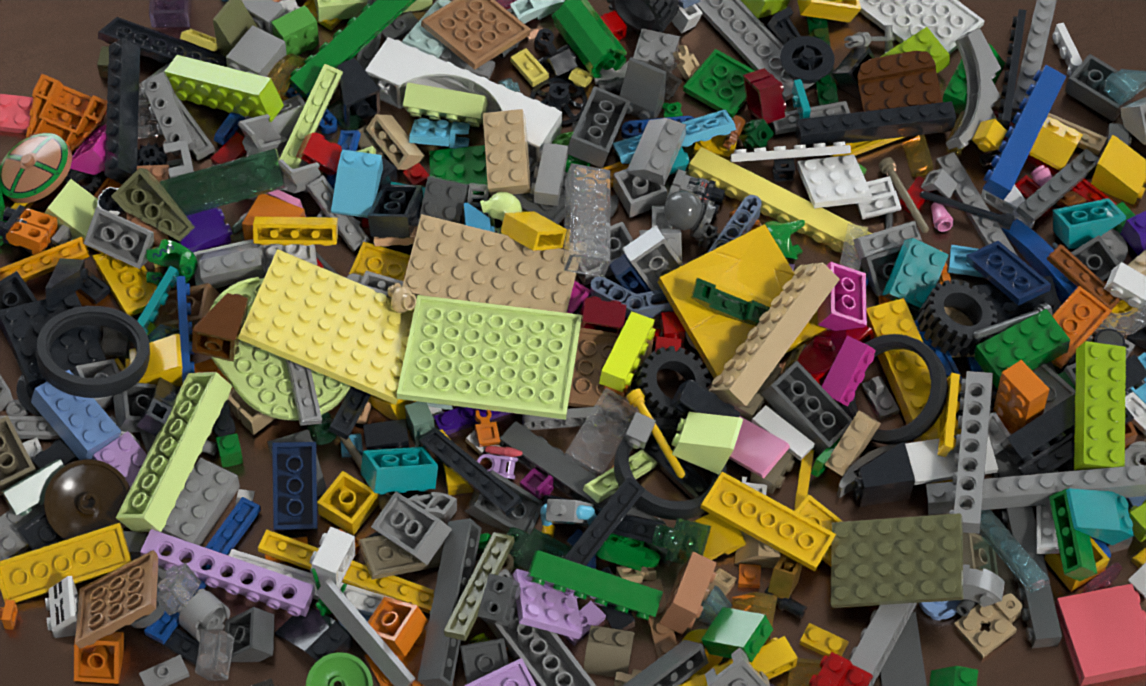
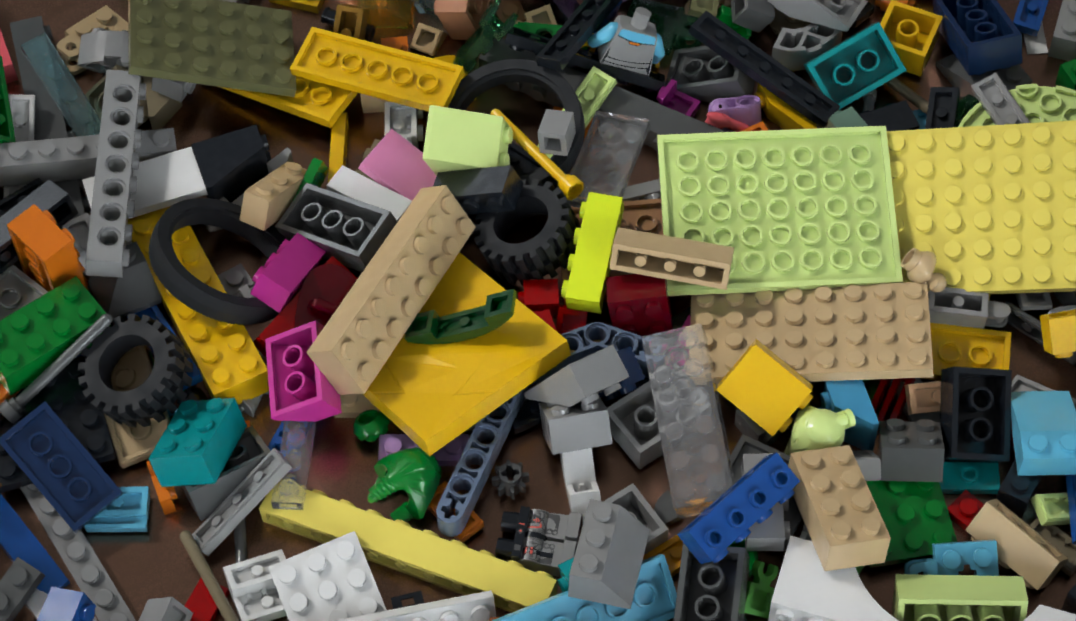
camera: 175 degrees right, 0 degrees up
(571, 149) = (739, 509): none -> blue brick
(576, 318) = (671, 258): none -> tan brick
(686, 211) = (542, 475): dark grey tile -> none
(941, 217) = (161, 574): bright pink cone -> none
(948, 416) = (147, 216): yellow plate -> none
(1004, 220) = (60, 573): black piece -> none

